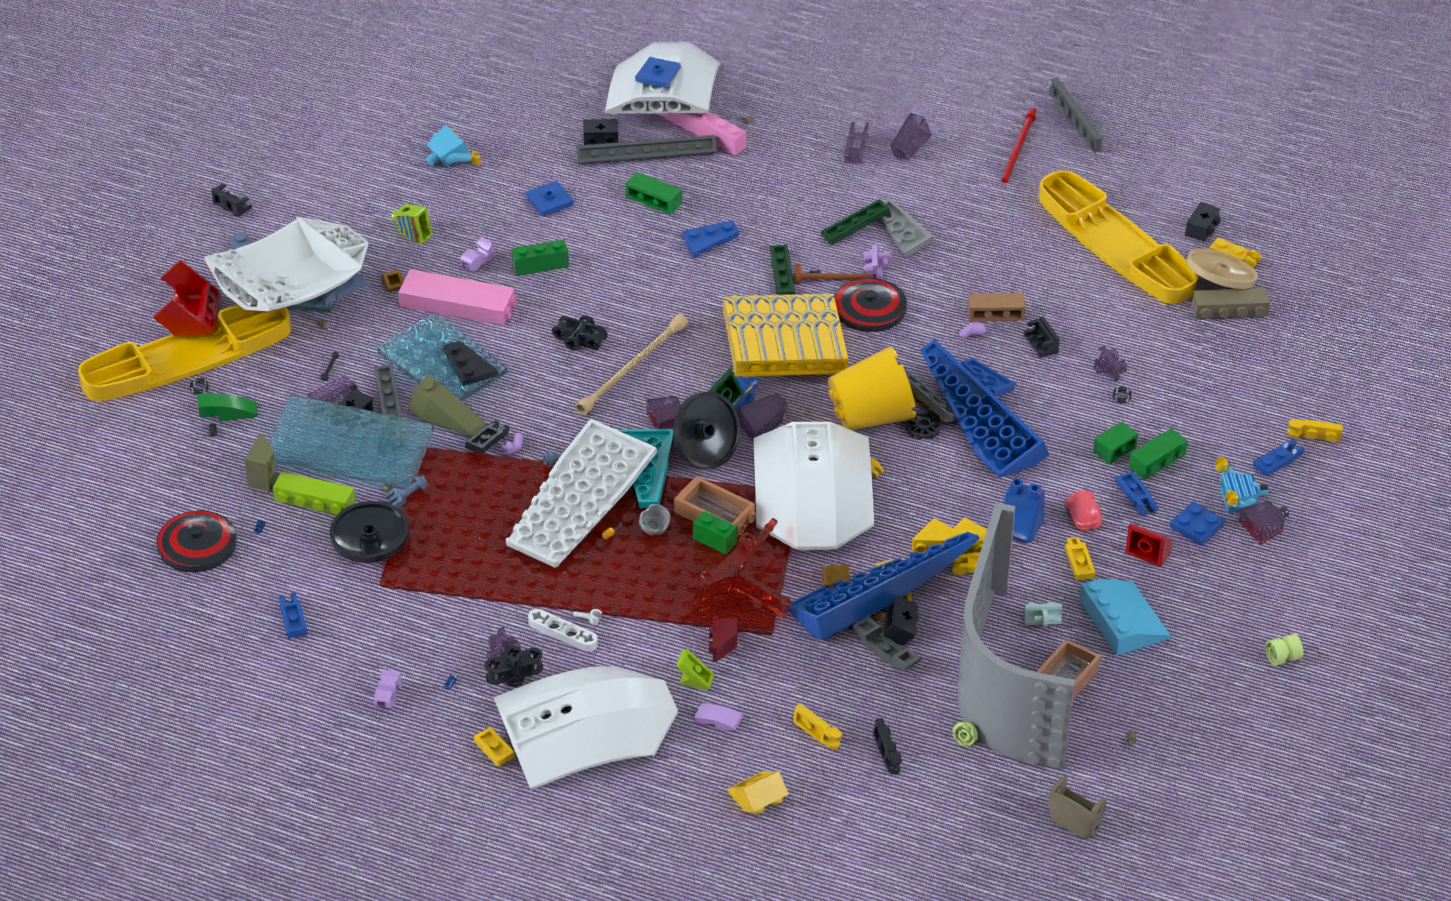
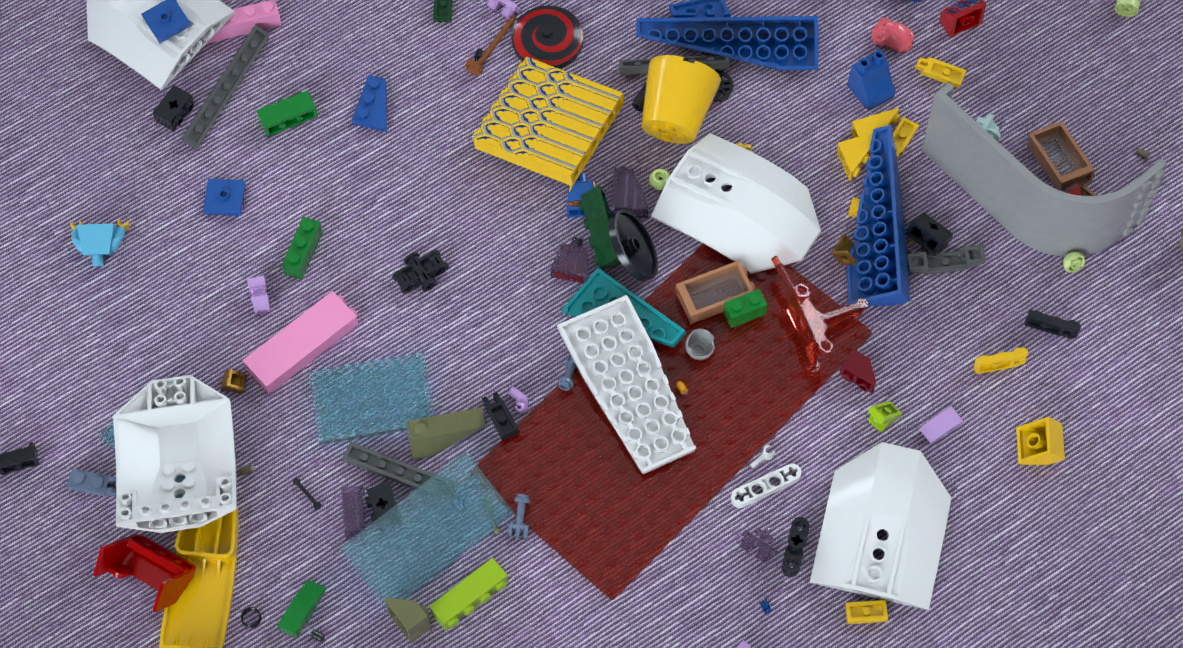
camera: 55 degrees left, 20 degrees up
(369, 531) = (553, 574): black dish -> none
(413, 222) = (176, 323): lime torso -> none
(468, 364) = (398, 381): black wing -> none
(586, 404) = (512, 315): tan hose -> none
(782, 270) = (457, 76): dark green tile -> none
(1122, 615) = (1020, 81): medium azure slope -> none

